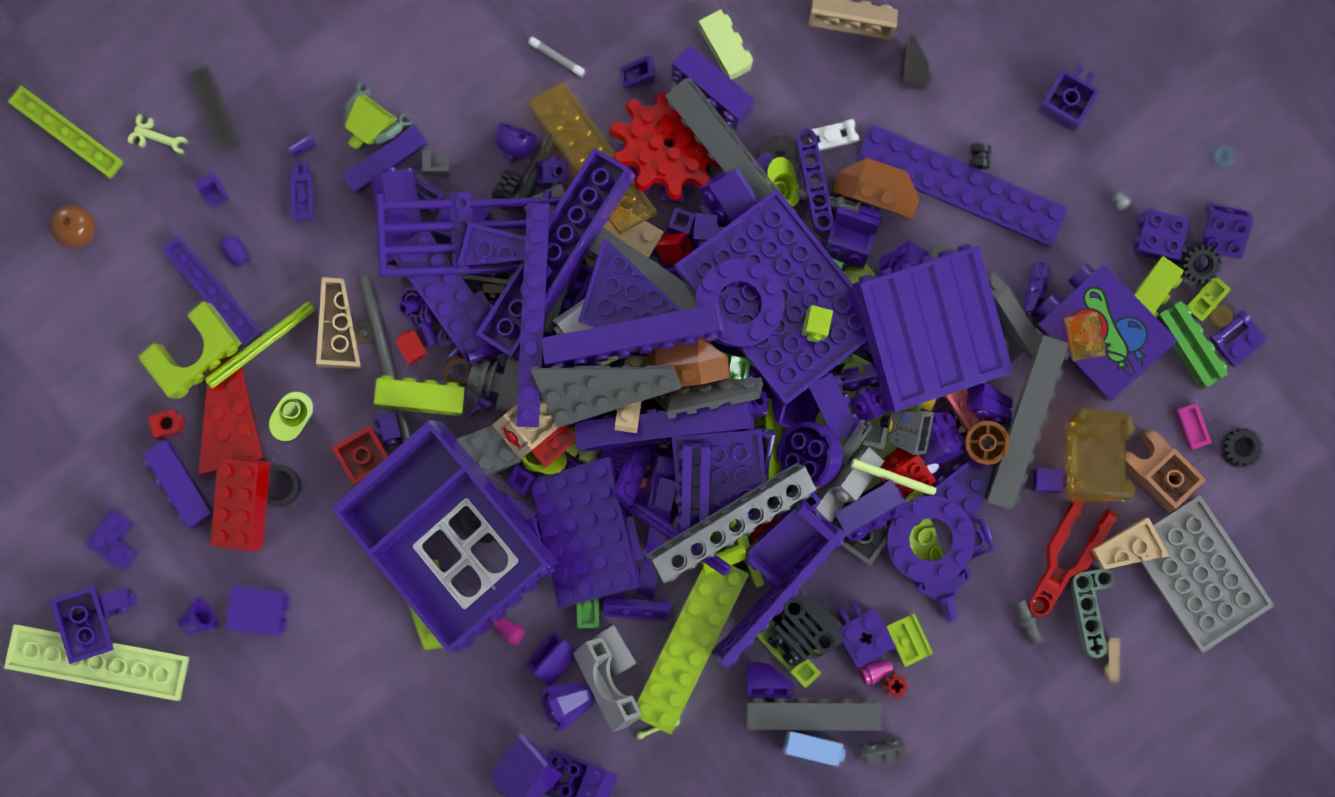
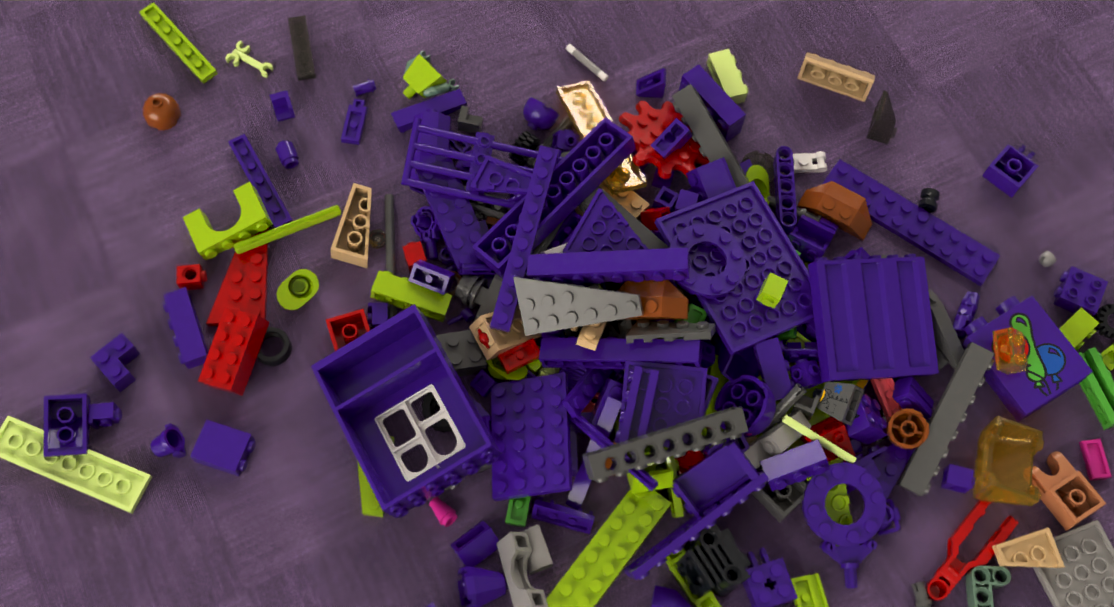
camera: 15 degrees right, 15 degrees down
(437, 372) = (431, 277): none -> dark purple brick
(674, 152) = (672, 138): none -> dark purple arch

